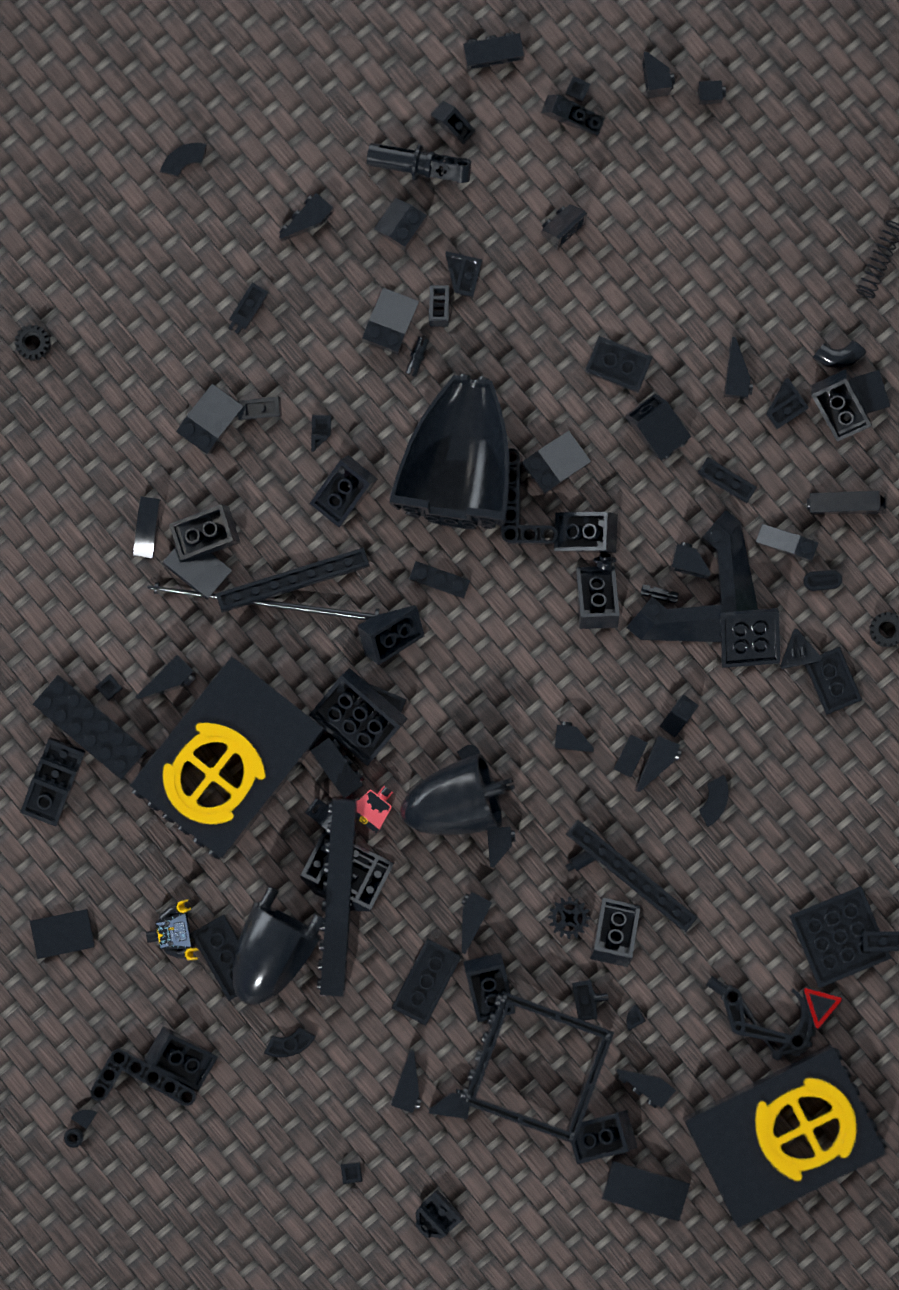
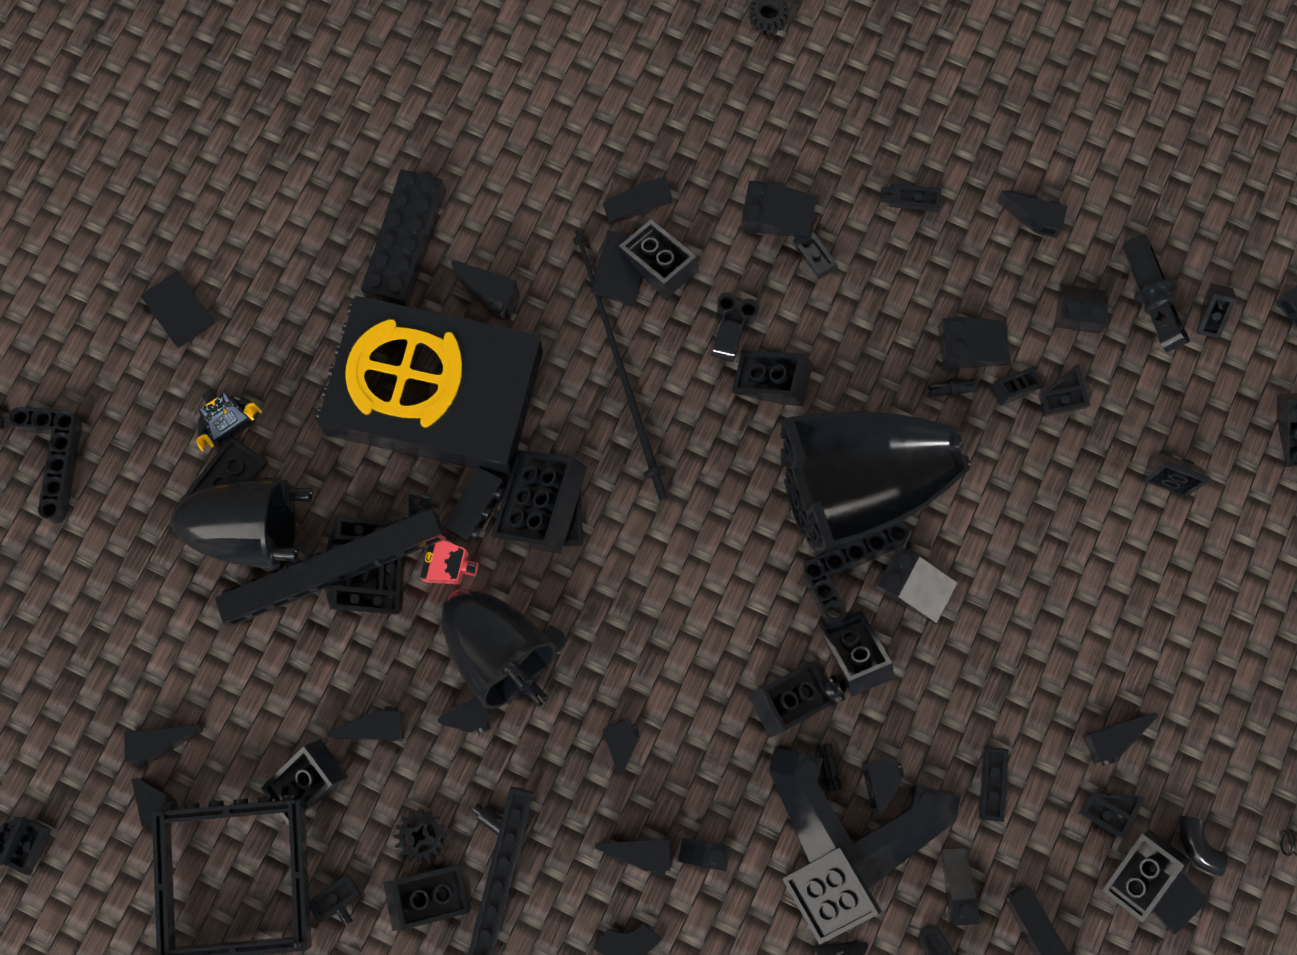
camera: 65 degrees right, 10 degrees down
(52, 781) = (332, 228): black slope -> none
(109, 687) = (455, 240): black tile -> none
(180, 1058) = (90, 485): black slope -> none
(182, 157) = (1028, 69): black tile -> none
(288, 503) = (732, 325): none -> black piece
(289, 1045) = (152, 594): black tile -> none
(292, 580) = (653, 369): black tile -> none
(320, 430) = (824, 326): black slope -> none
(351, 1172) = (36, 725): black tile -> none
(390, 633) = (645, 492): black slope -> none
(426, 981) = (282, 710): black tile -> none
(439, 579) = (727, 521): black plate -> none
(618, 364) = (1056, 603): black tile -> none
(630, 756) = (633, 820): black tile -> none
(658, 426) = (1013, 678): black slope -> none

